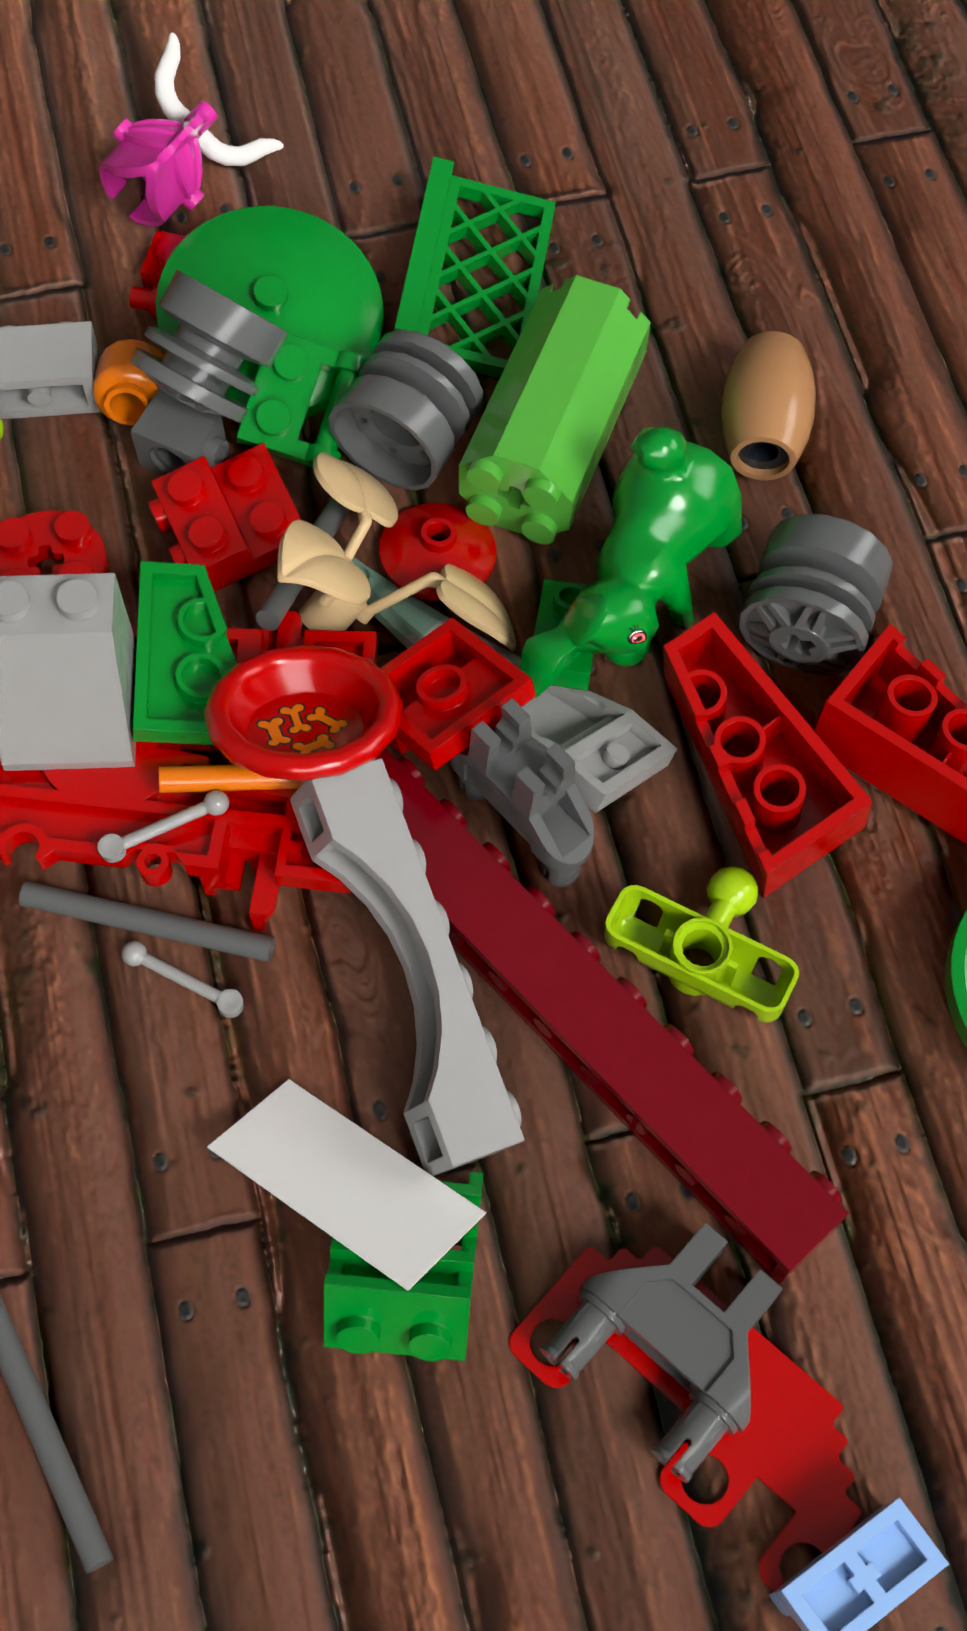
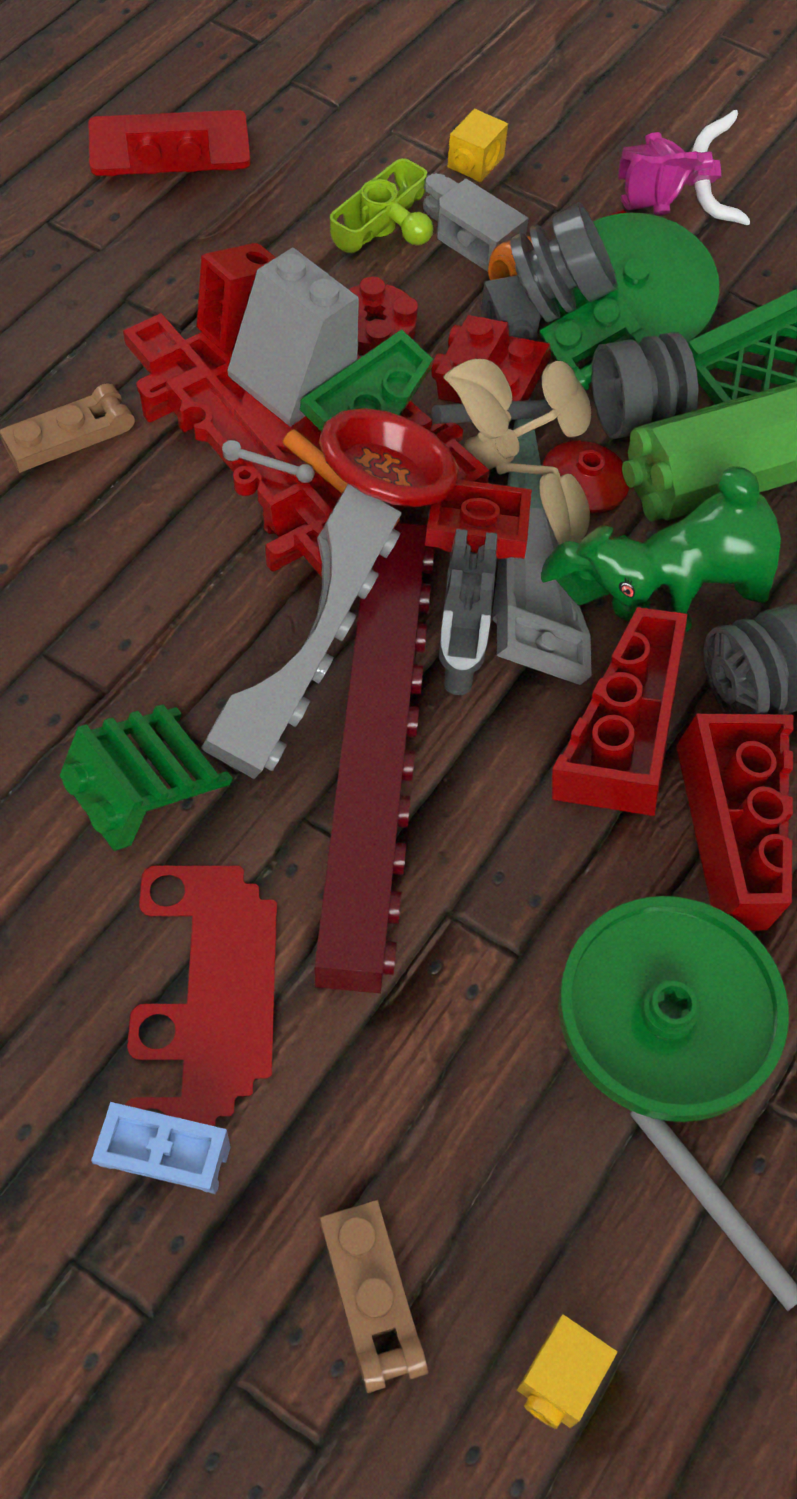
camera: 45 degrees right, 5 degrees down
(147, 921) = (221, 515): dark grey piece -> none
(228, 1001) = (212, 585): light grey hinge -> none
(348, 1183) = (156, 708): white sticker -> none
(681, 1334) = (228, 949): dark grey connector -> none
(728, 980) = (482, 807): lime piece -> none

